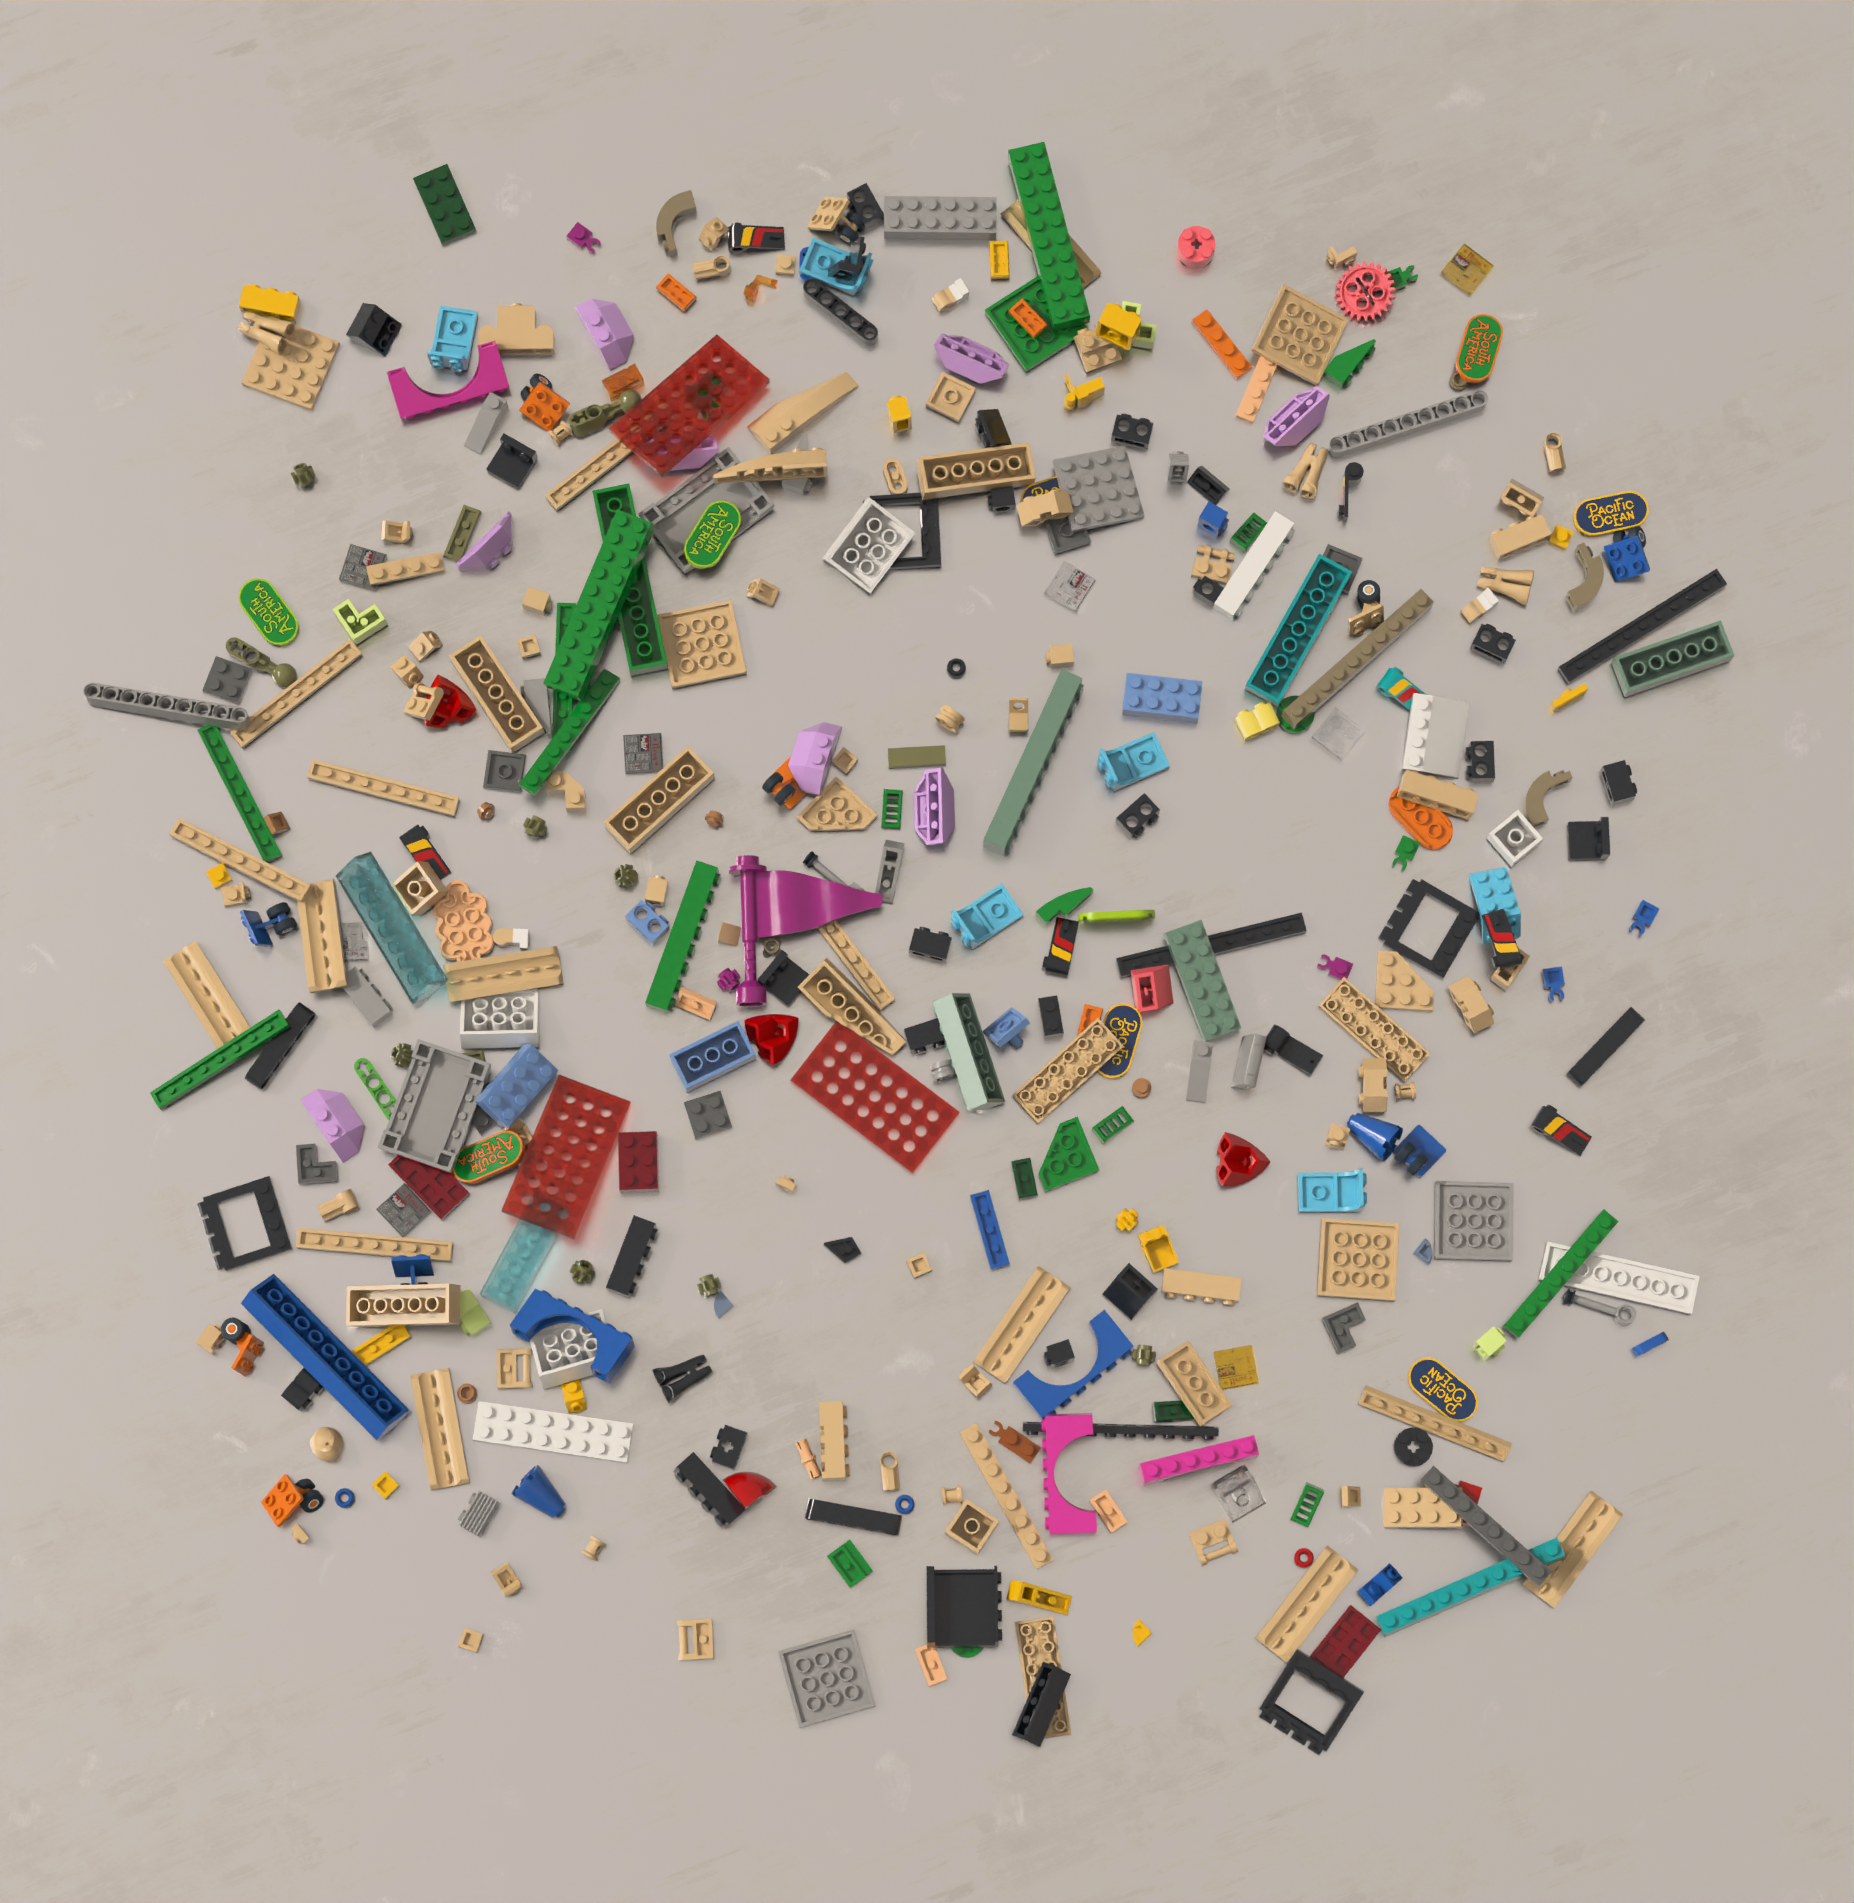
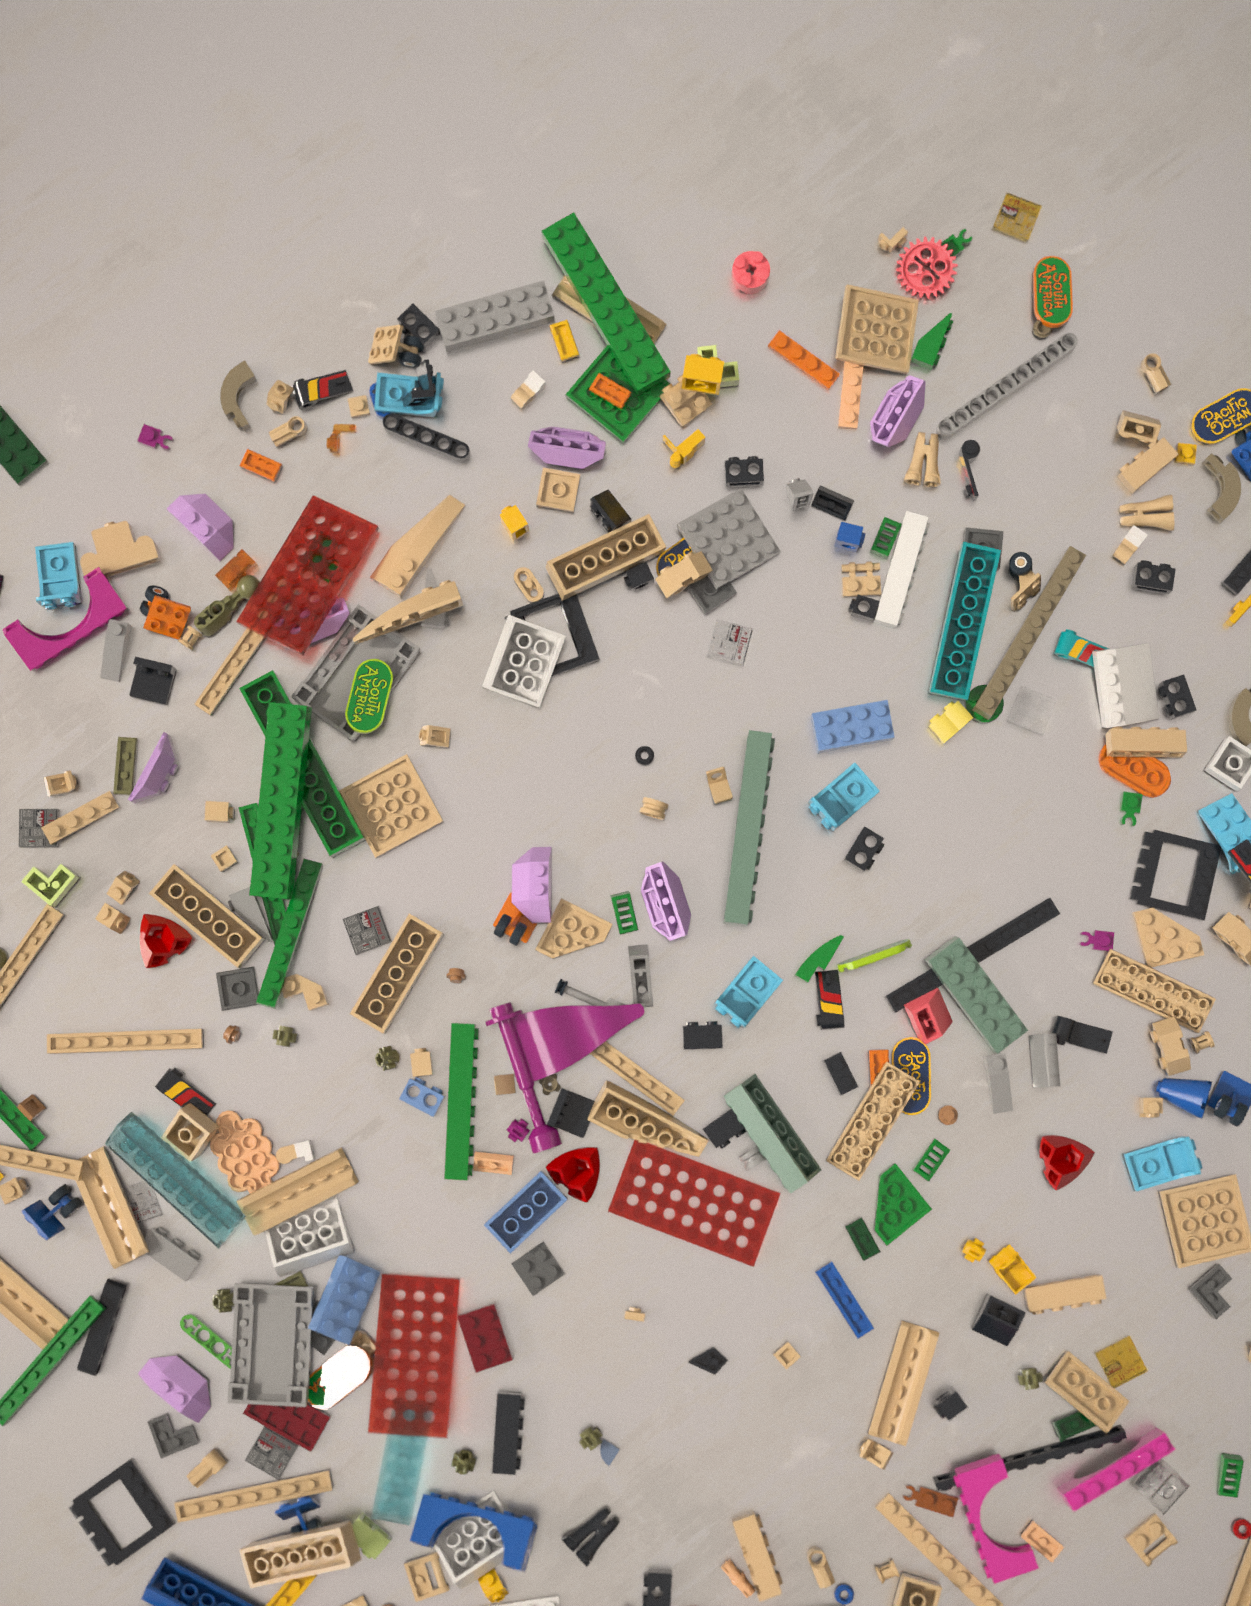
camera: 15 degrees left, 5 degrees up
(422, 707) = (138, 951): tan plate -> none
(844, 760) = (564, 879): tan plate -> none
(916, 756) = (632, 854): olive tile -> none
(1007, 1028) = (802, 1098): medium blue tile -> none
(1046, 1398) = (951, 1448): blue arch -> none
(1060, 655) = (741, 714): tan brick -> none

